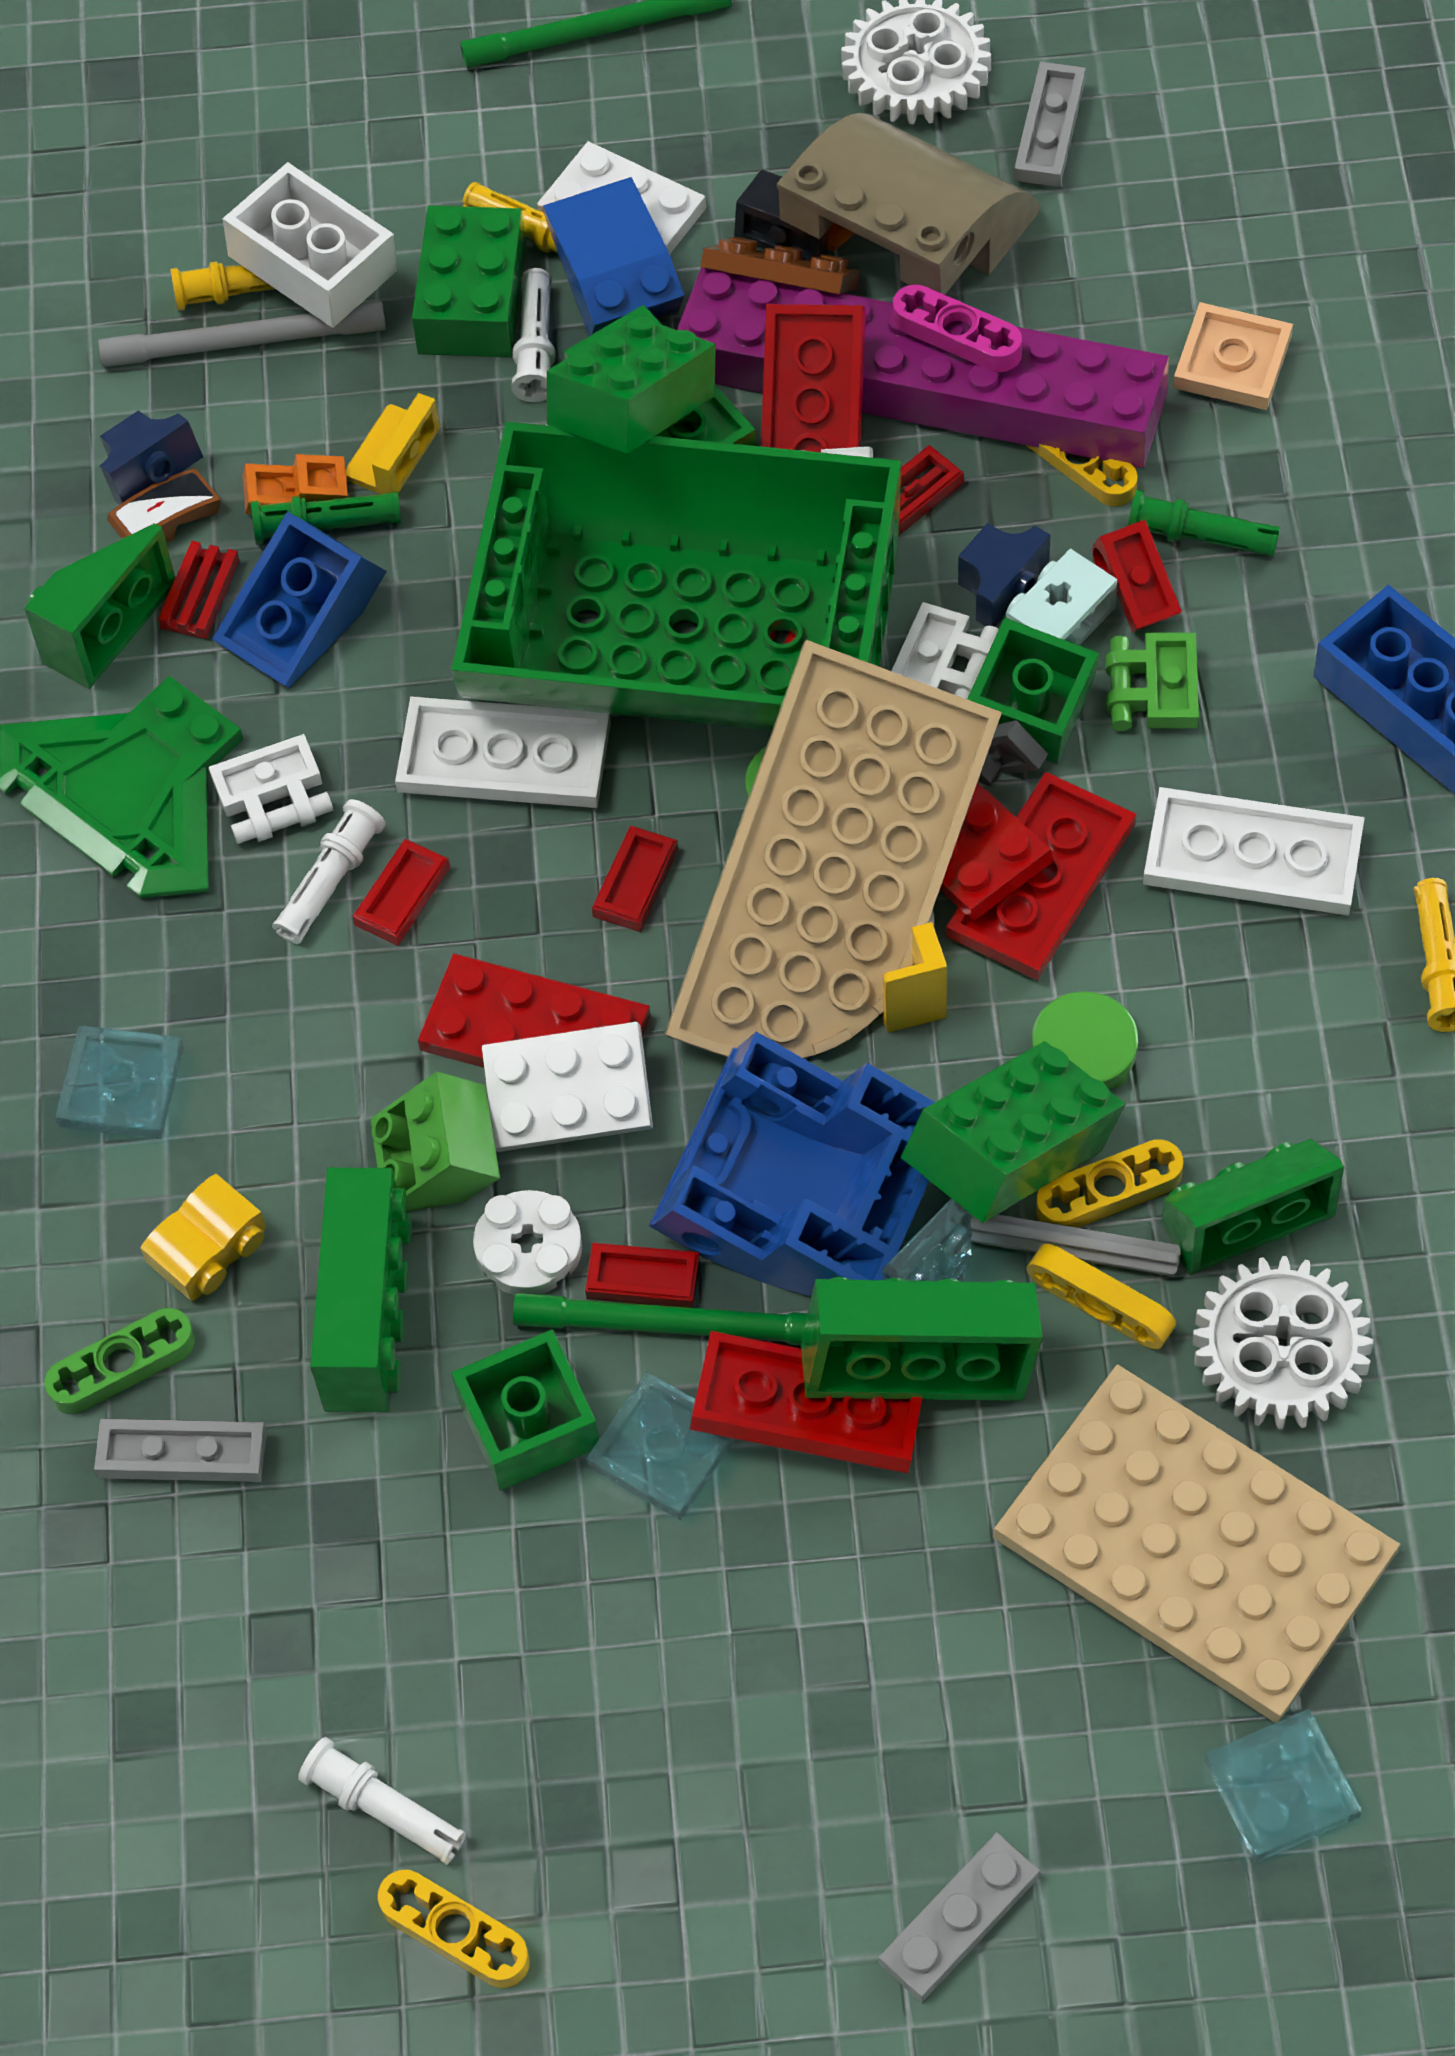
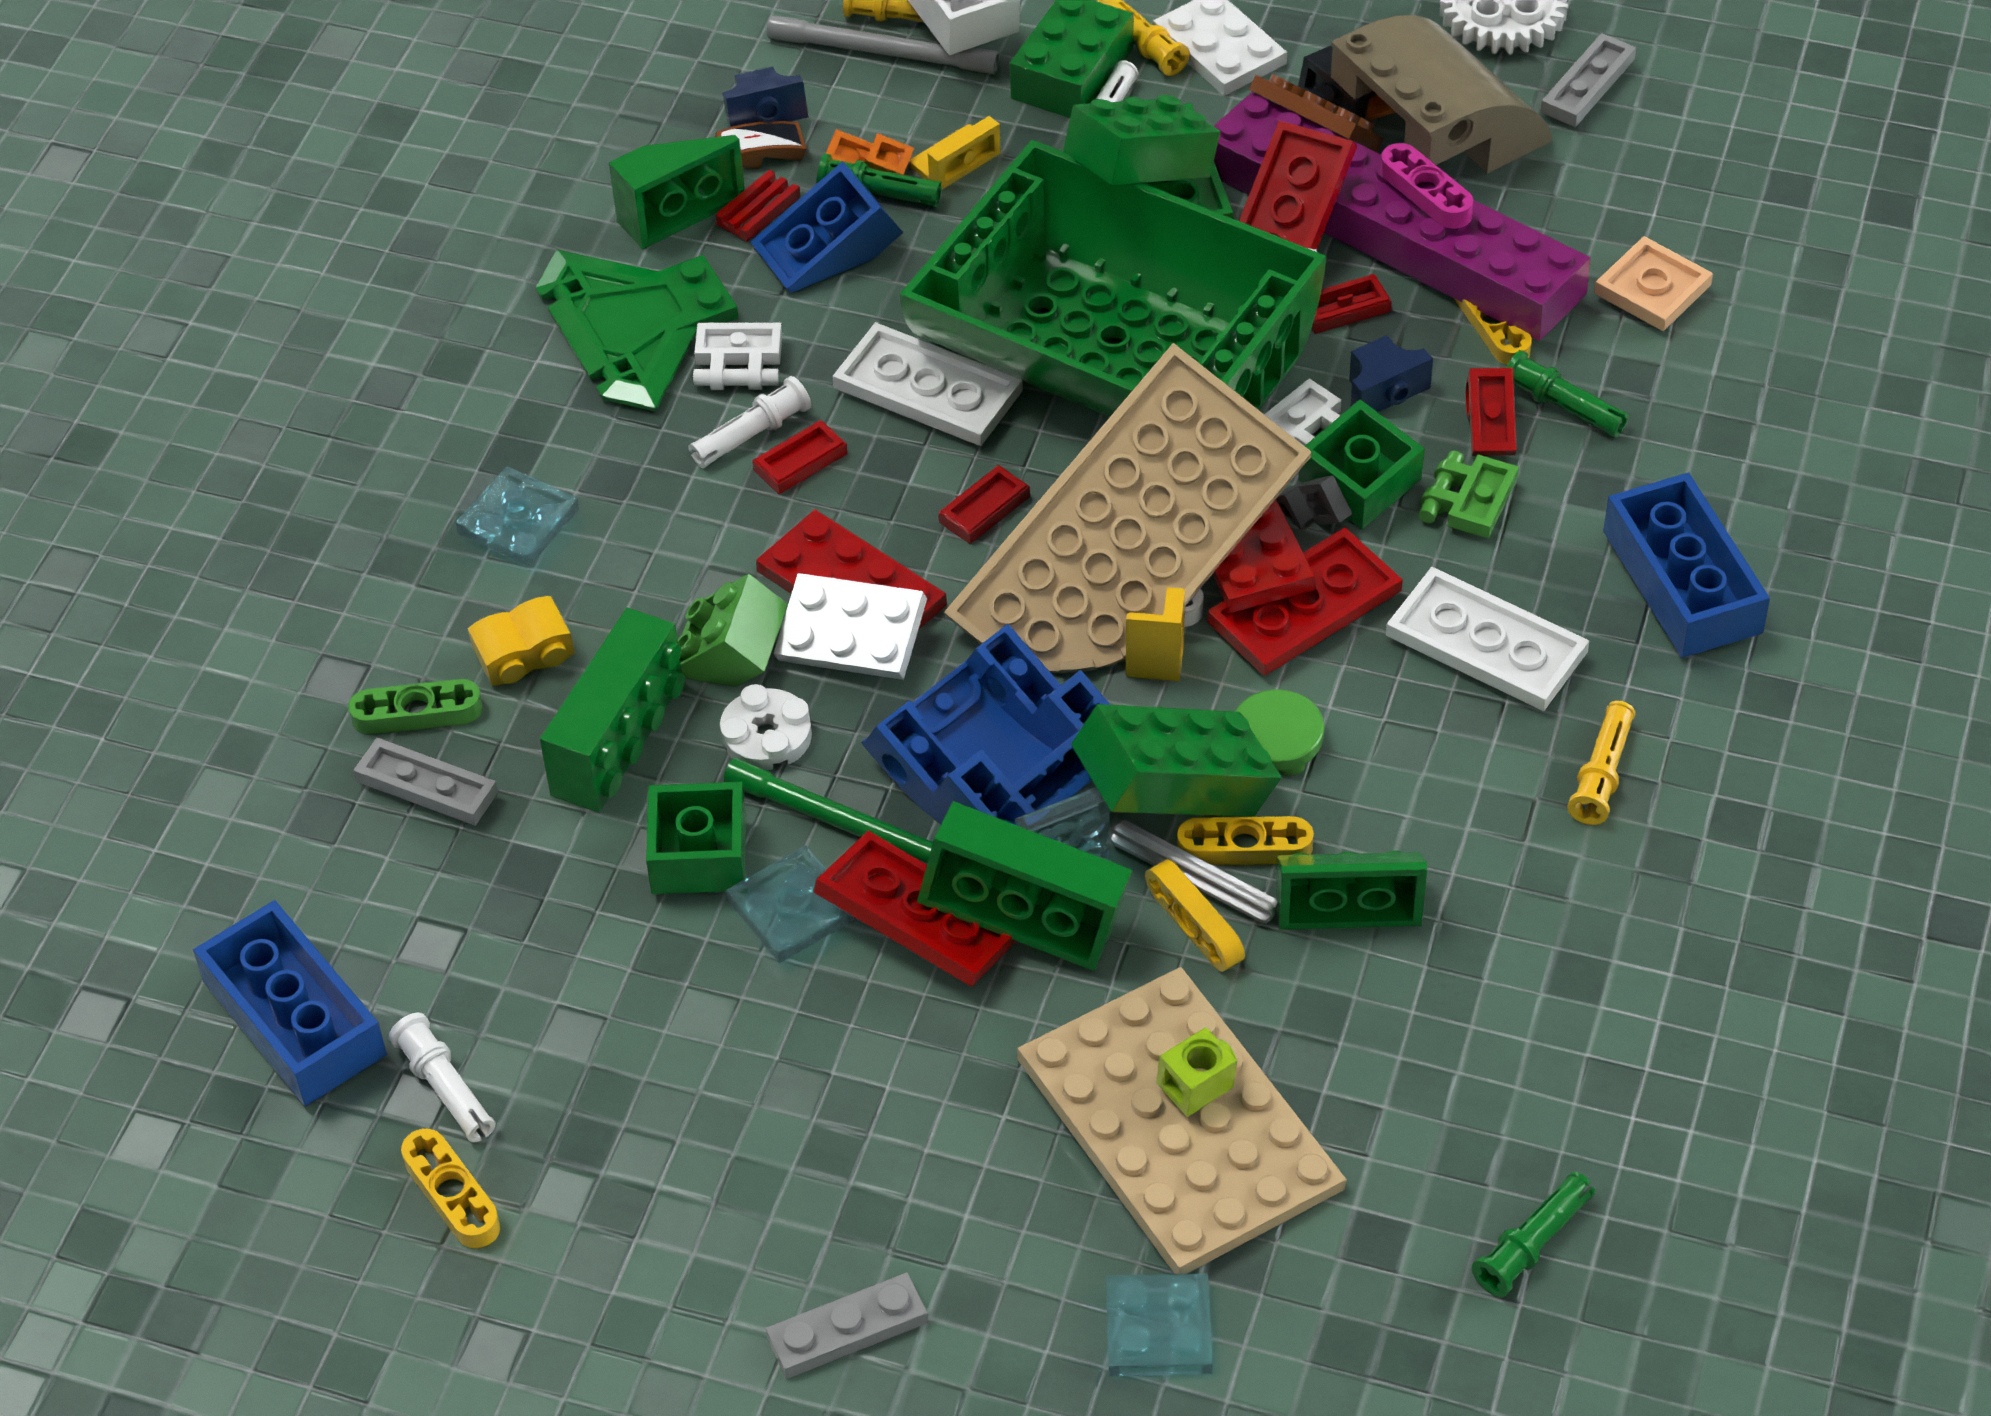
camera: 20 degrees right, 10 degrees down
(170, 1782) = (290, 1002): none -> blue brick
(613, 254) = (1190, 61): blue slope -> none
(642, 1275) = (842, 780): red tile -> none
(1067, 599) = (1427, 411): light aqua brick -> none
(1197, 1508) = (1195, 1088): none -> lime brick
(1282, 1387) = (1325, 998): white gear -> none

